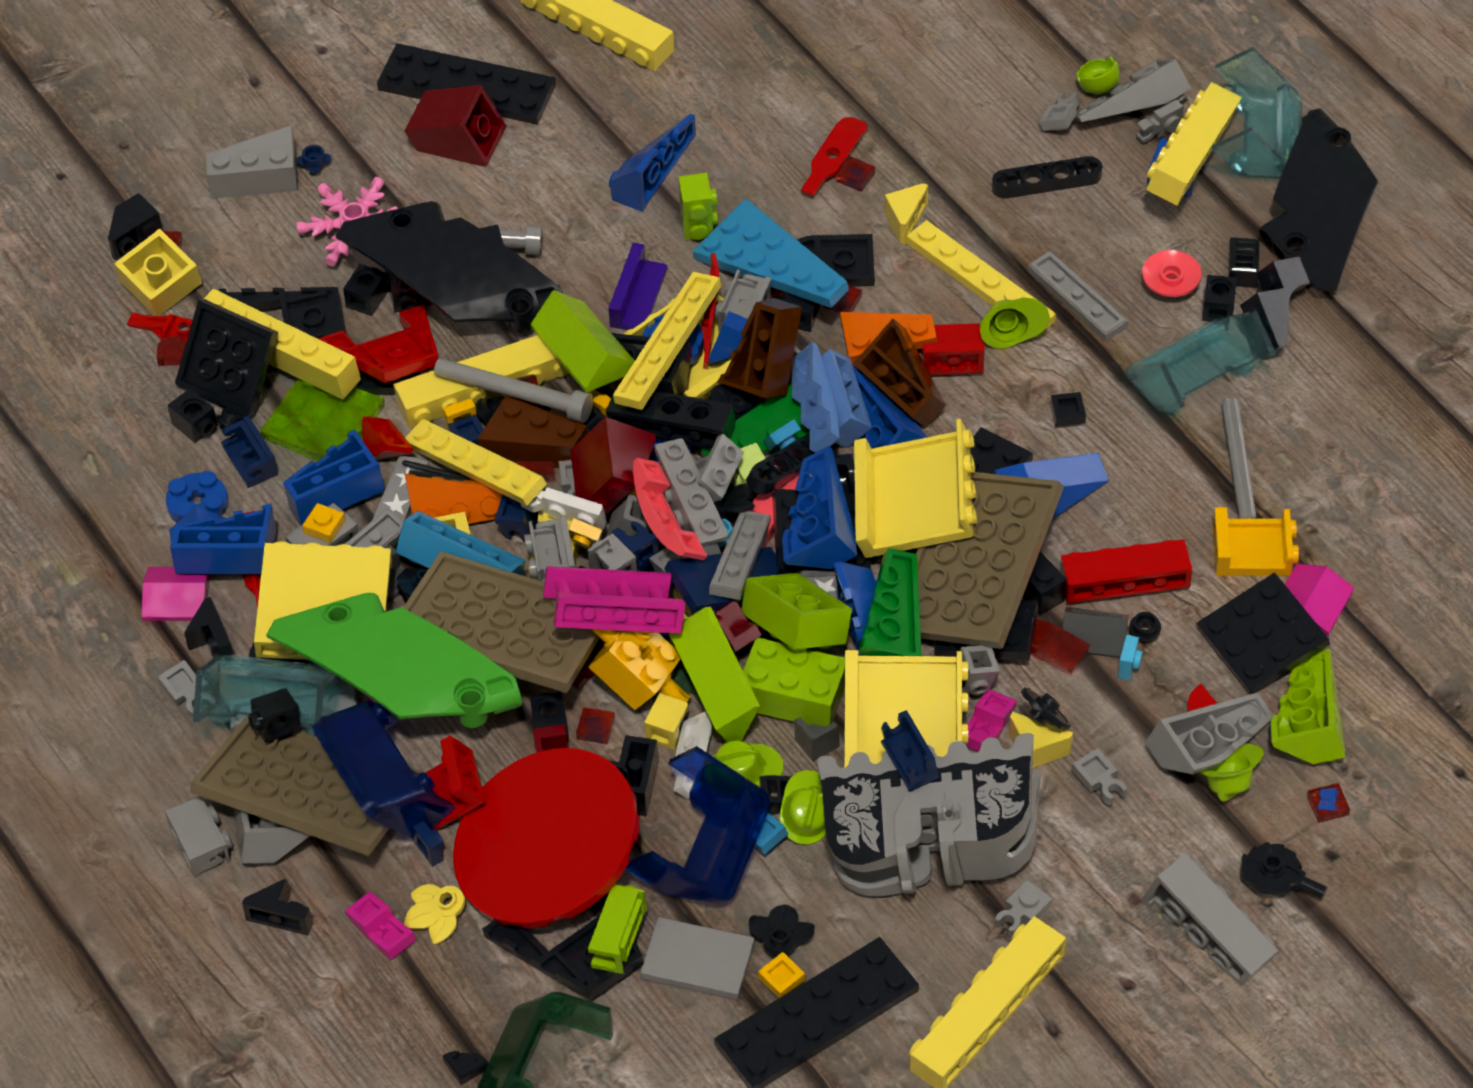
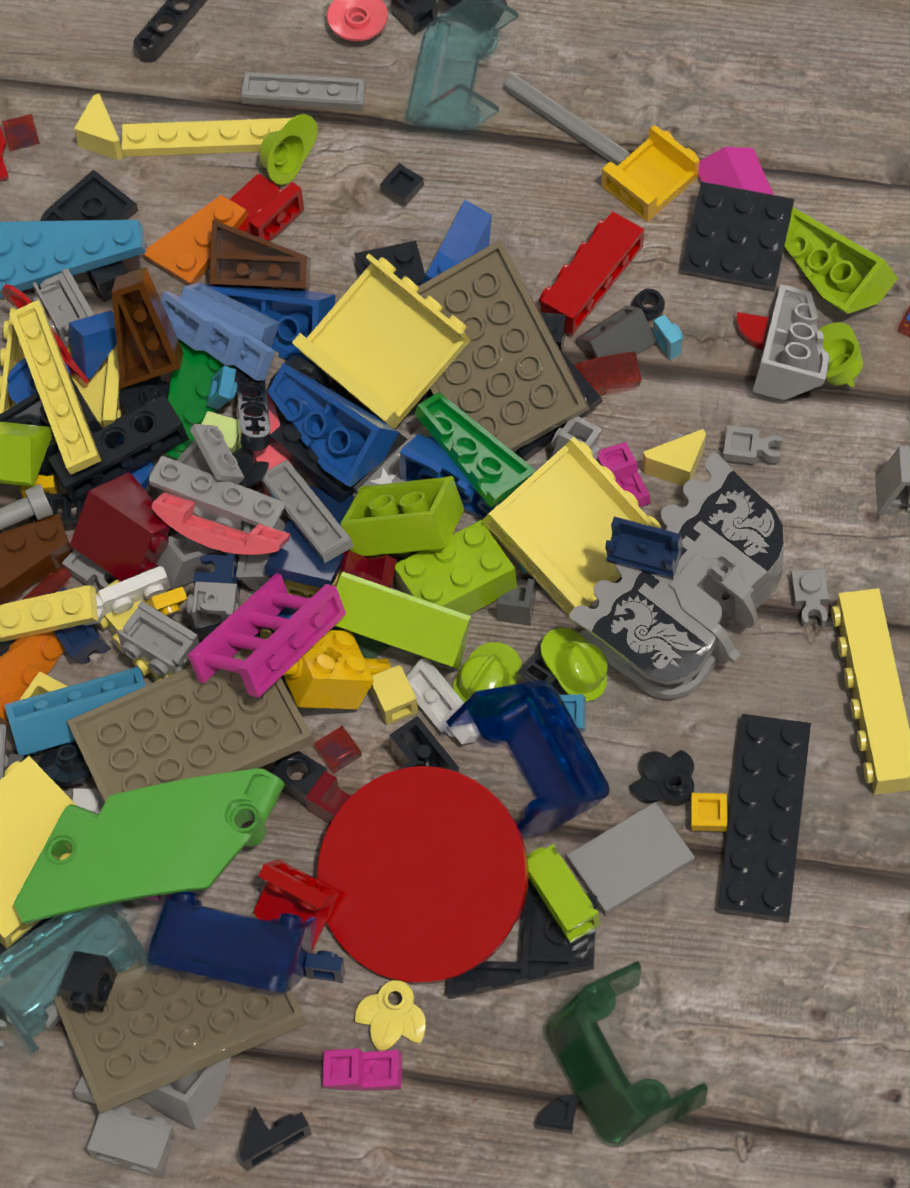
camera: 45 degrees left, 10 degrees up
(1045, 709) = (669, 427): black piece -> none

